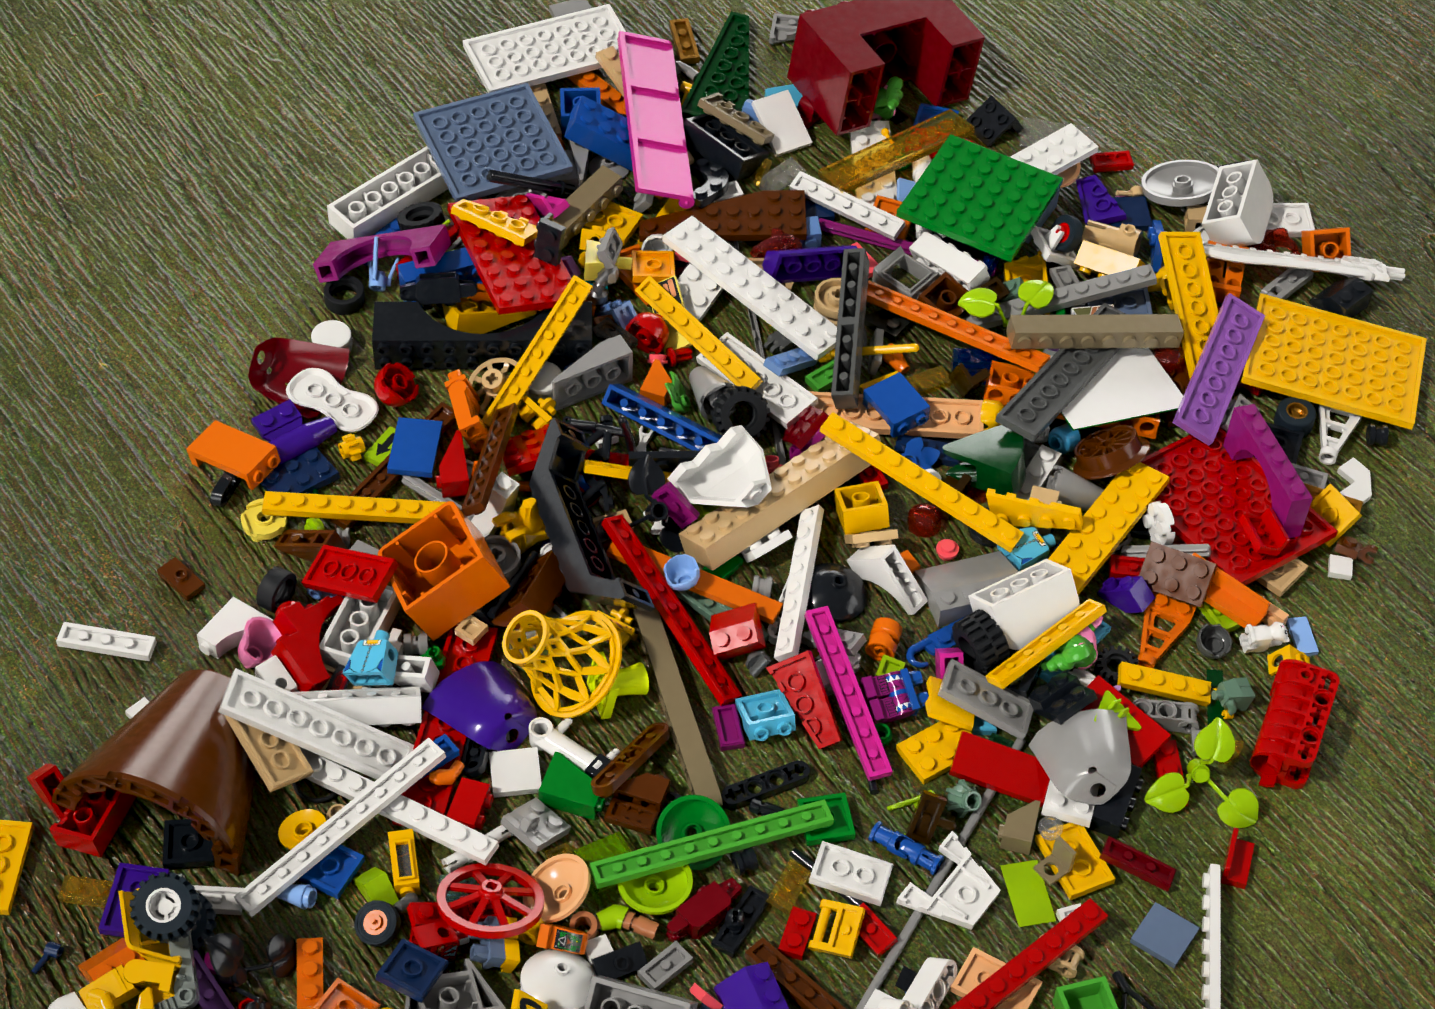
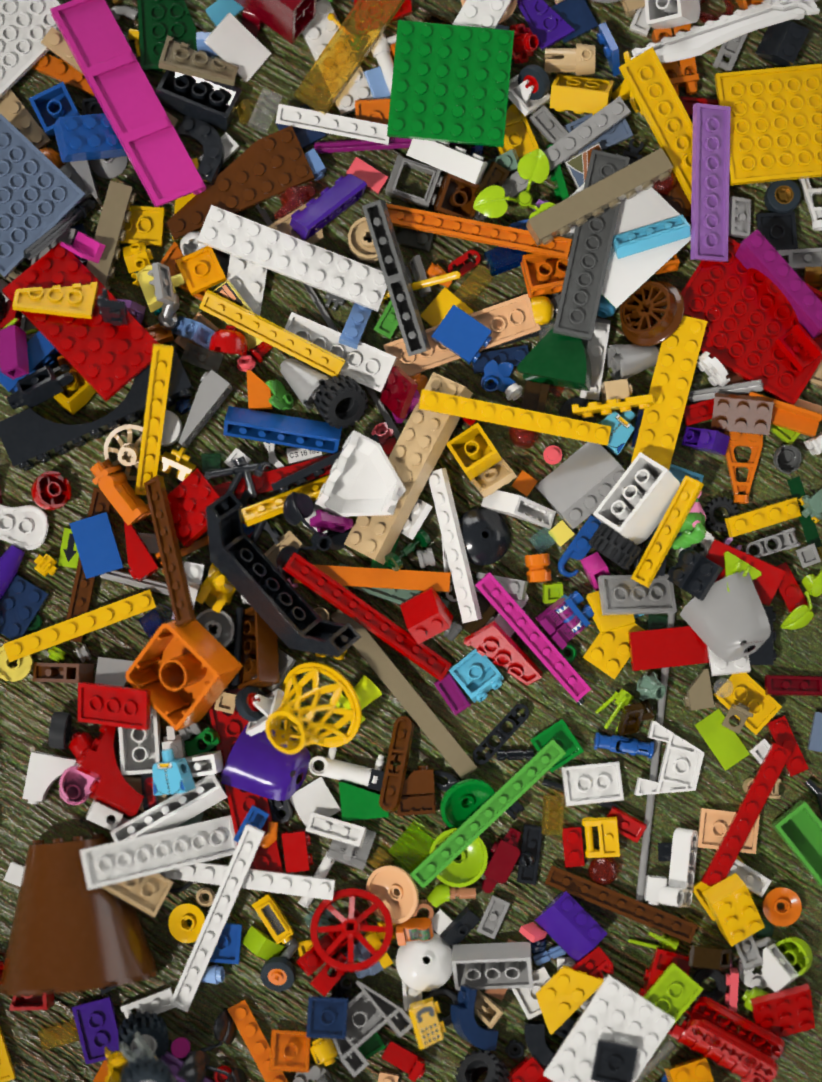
camera: 20 degrees left, 35 degrees up
(493, 629) = (257, 707): none -> plate
(527, 794) = (336, 829): none -> white plate
(681, 572) = (364, 586): light blue hair -> none
(765, 567) = (395, 562): none -> dark green wheel
(824, 970) = (603, 870): none -> clear red hair
(902, 616) = (541, 540): none -> clear light blue plate
(924, 622) = (561, 533): none -> light yellow tile
(926, 360) = (461, 261): none -> red beam
(965, 382) = (513, 281): dark brown panel -> none
(1066, 203) = (523, 43): none -> red plant
(1108, 936) = (784, 737): none -> red plate
(1136, 389) = (651, 236): none -> medium azure slope

